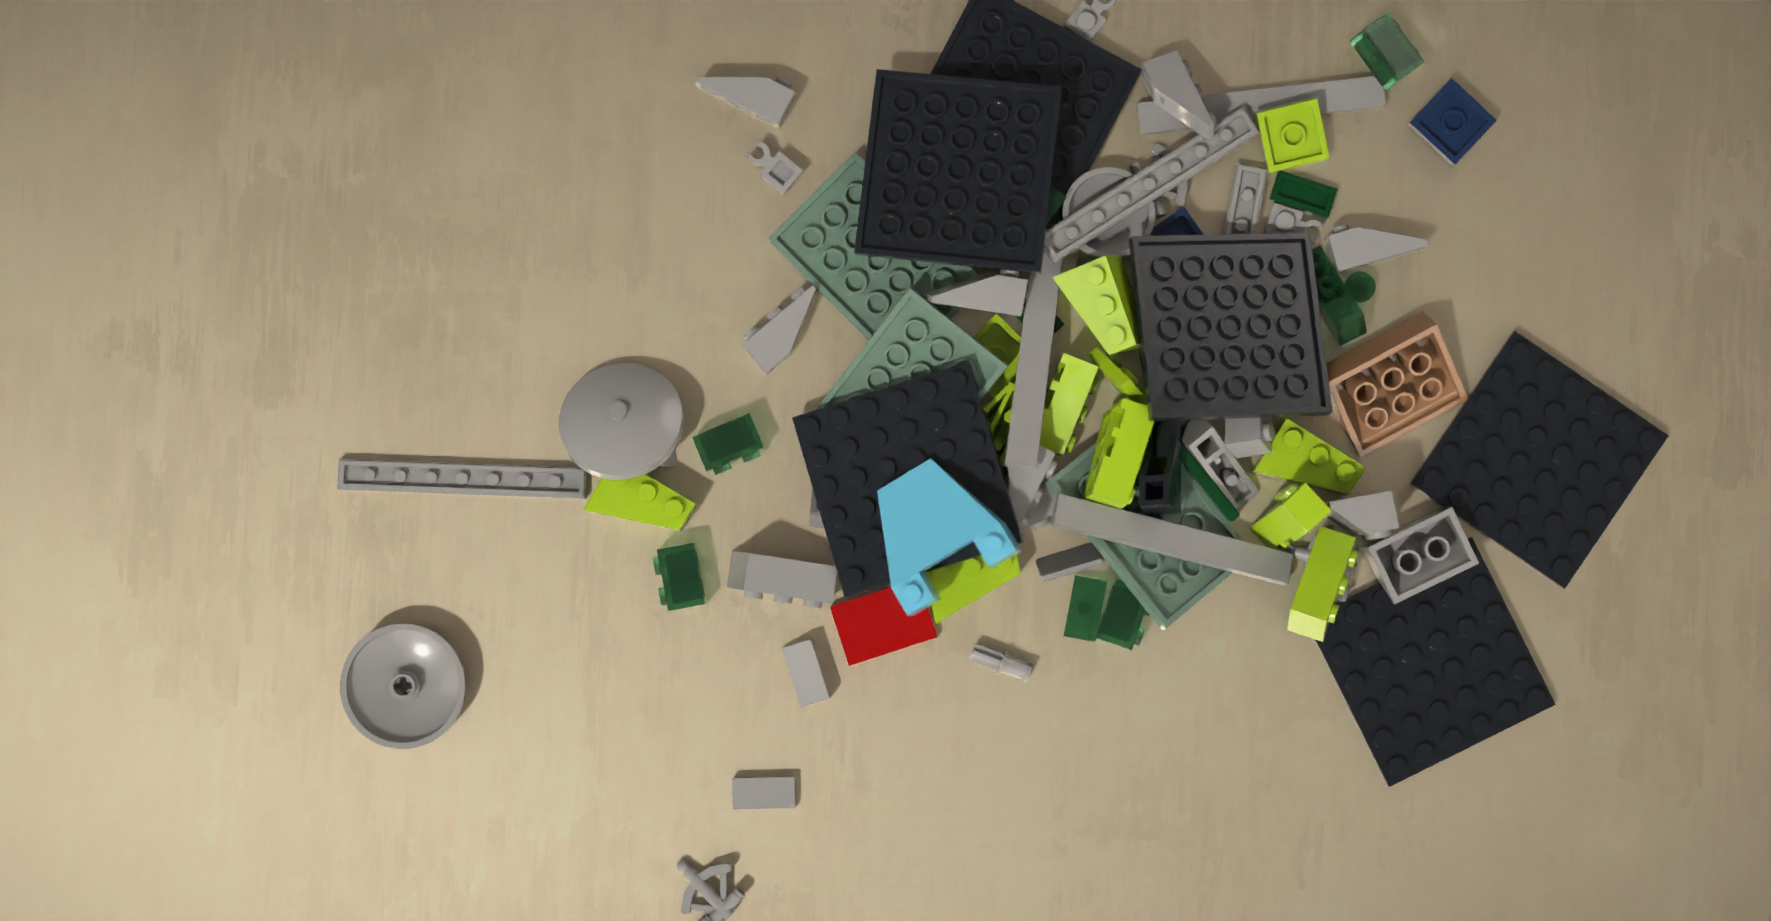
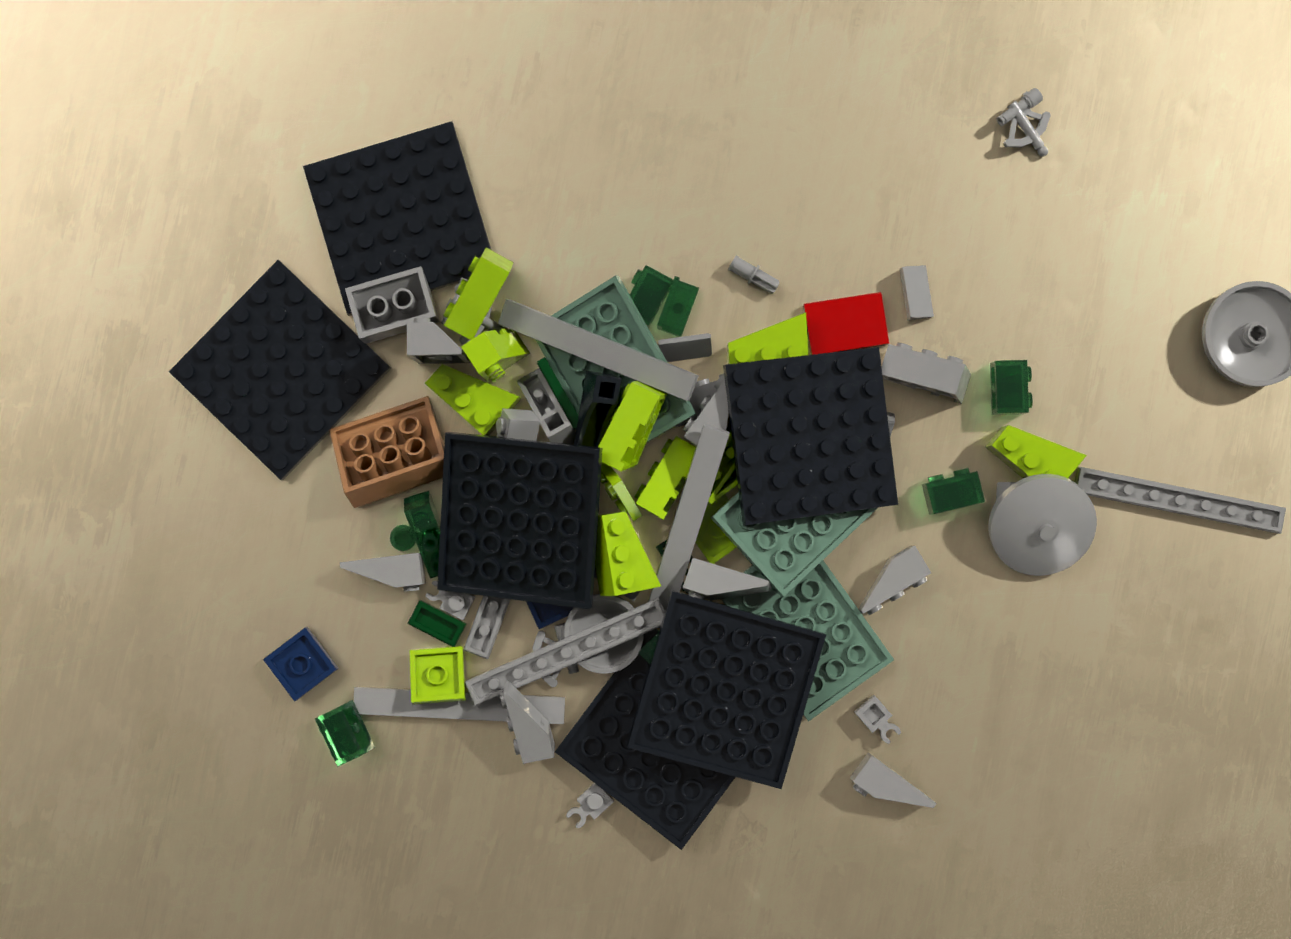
camera: 170 degrees left, 0 degrees up
(763, 792) = (967, 200): light grey tile -> none
(929, 519) = (801, 395): medium azure wedge -> none

